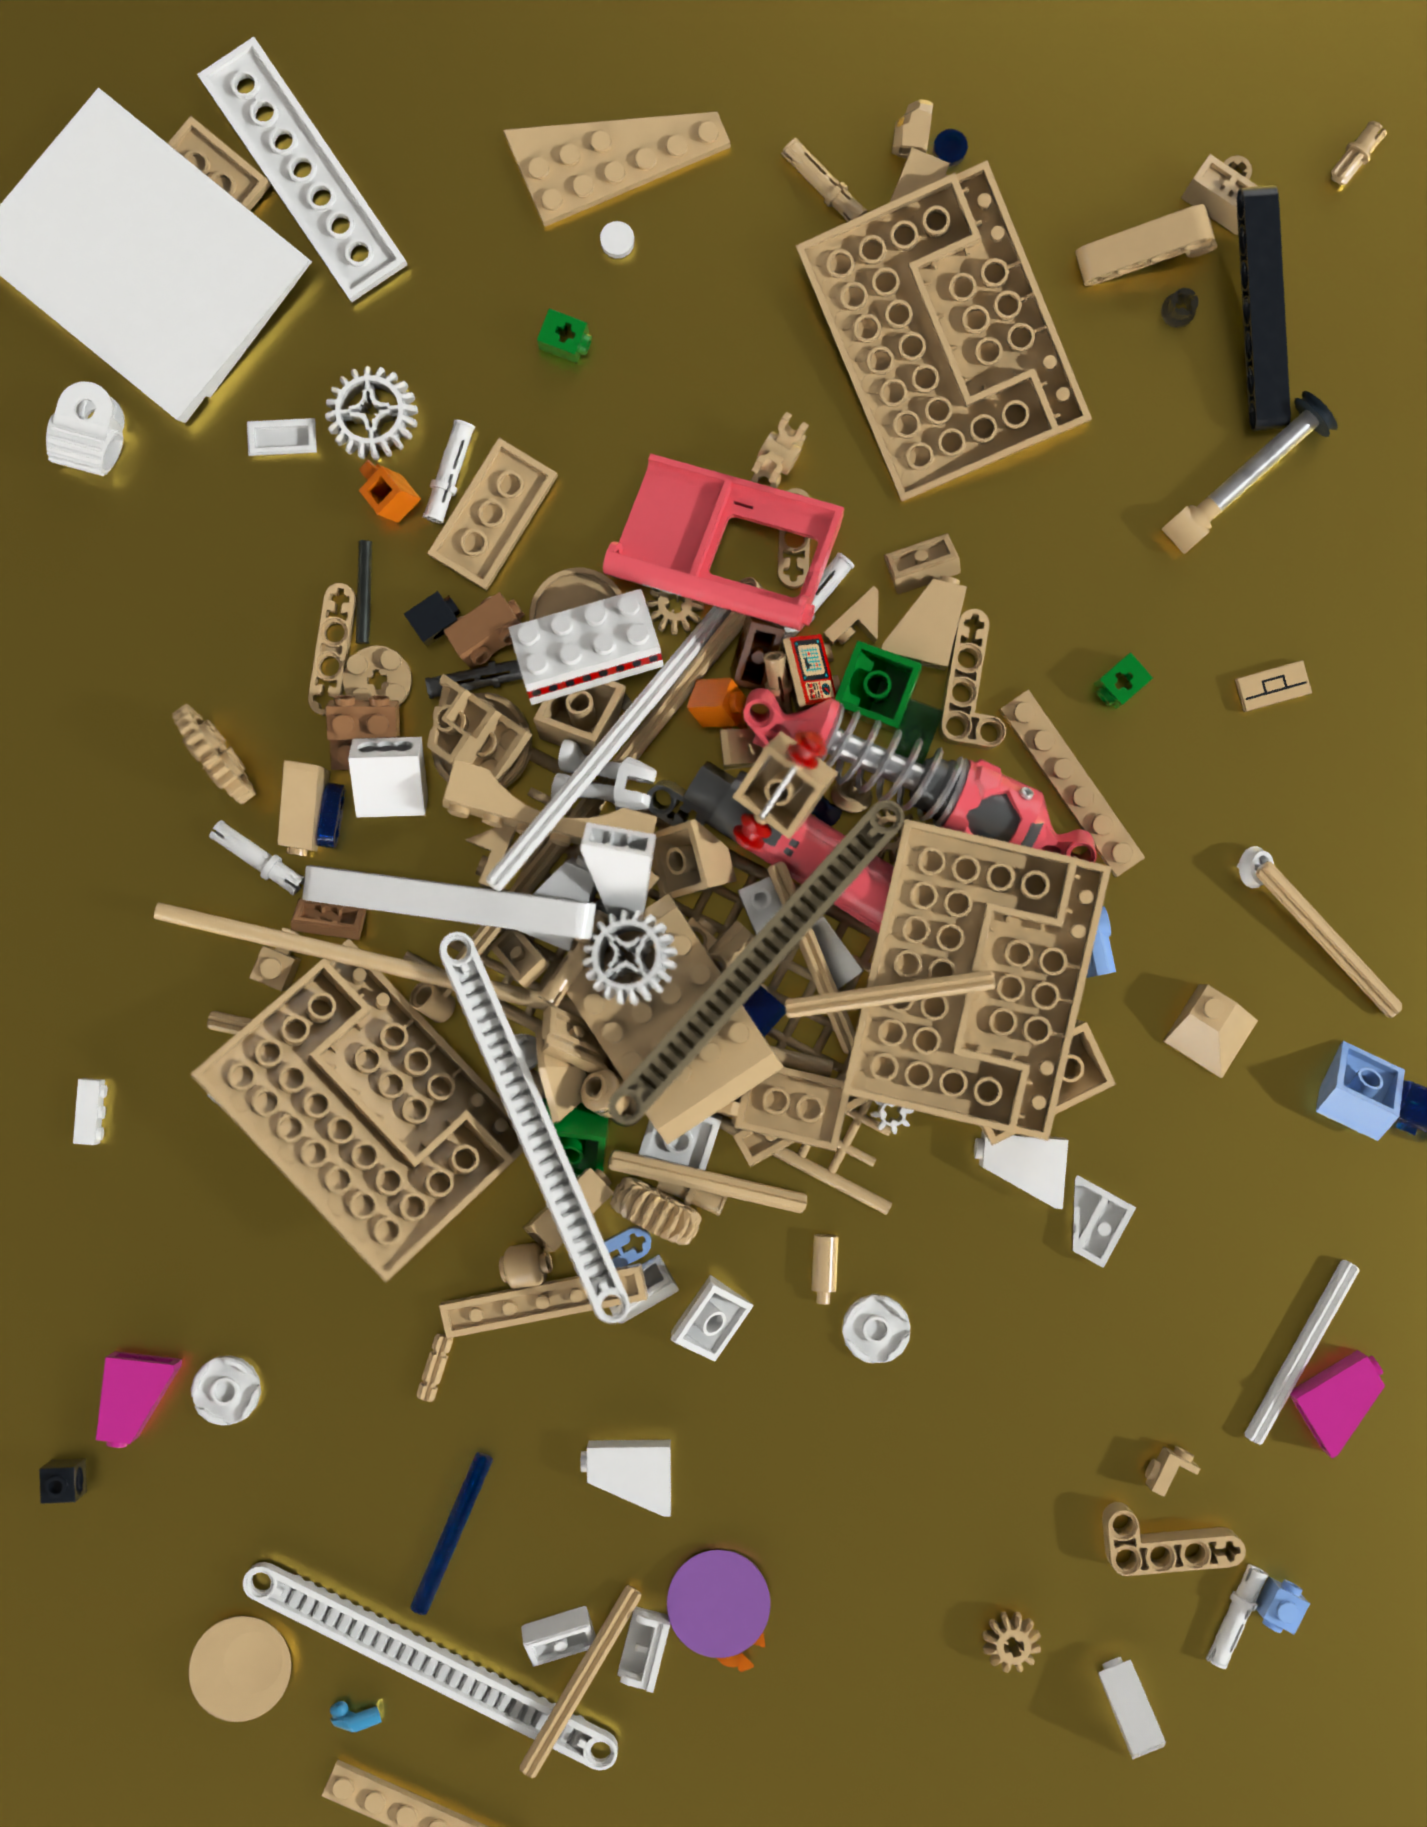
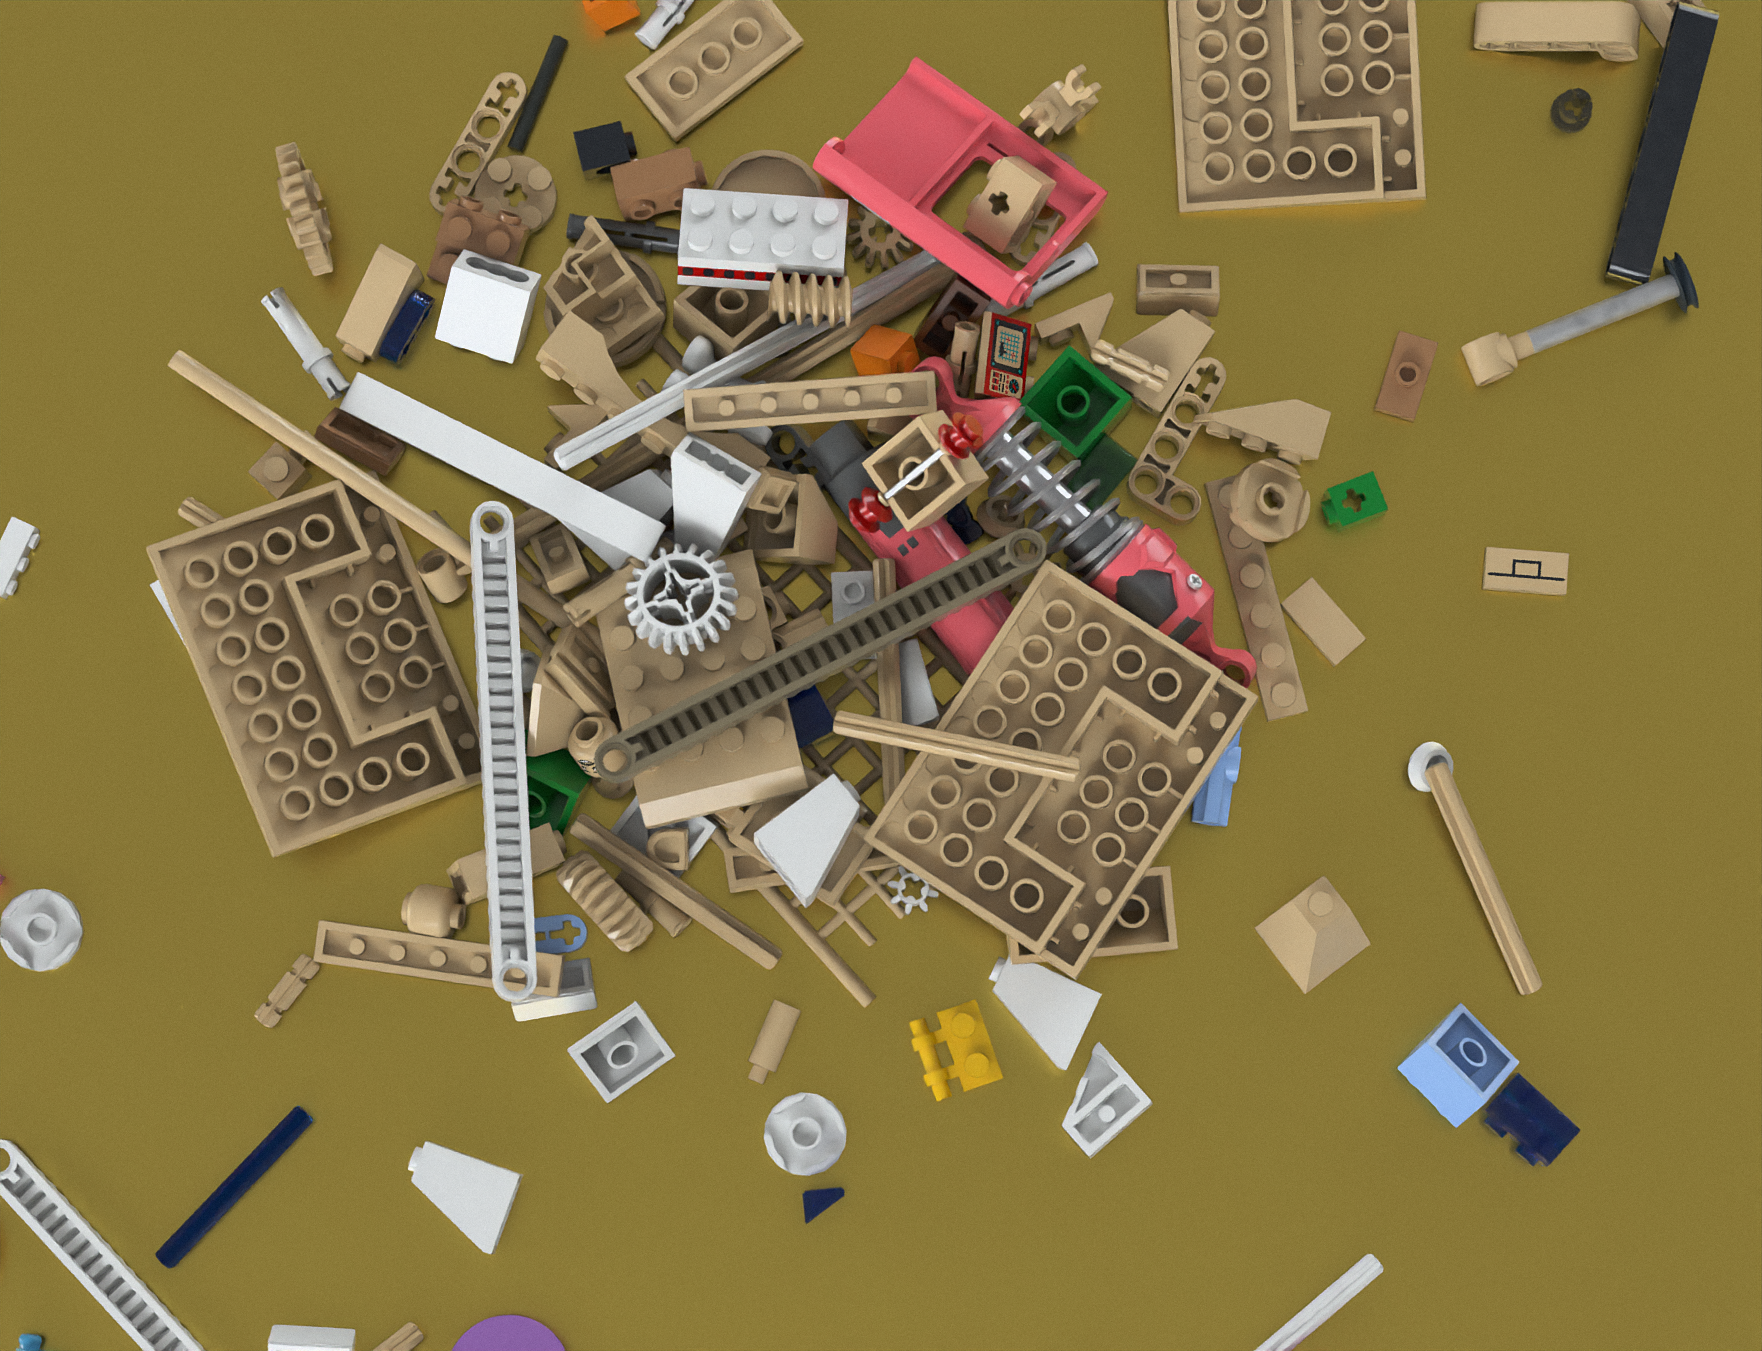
camera: 25 degrees right, 5 degrees down
(642, 679) = (810, 299): none -> tan piece
(668, 842) = (772, 490): none -> tan tile
(673, 762) = (810, 401): none -> tan plate
(691, 1150) = (670, 848): none -> tan tile
(780, 530) = (1026, 193): none -> tan brick
(799, 1105) = (810, 835): none -> white slope
(908, 1377) = (819, 1200): none -> clear blue slope
(911, 639) = (1129, 365): none -> tan axle
(977, 1215) = (968, 1045): none -> yellow plate
(1043, 715) = (1248, 502): none -> tan plate
(1044, 642) = (1282, 426): none -> tan slope
(1125, 566) = (1406, 376): none -> medium nougat plate
(1130, 783) = (1322, 621): none -> tan tile

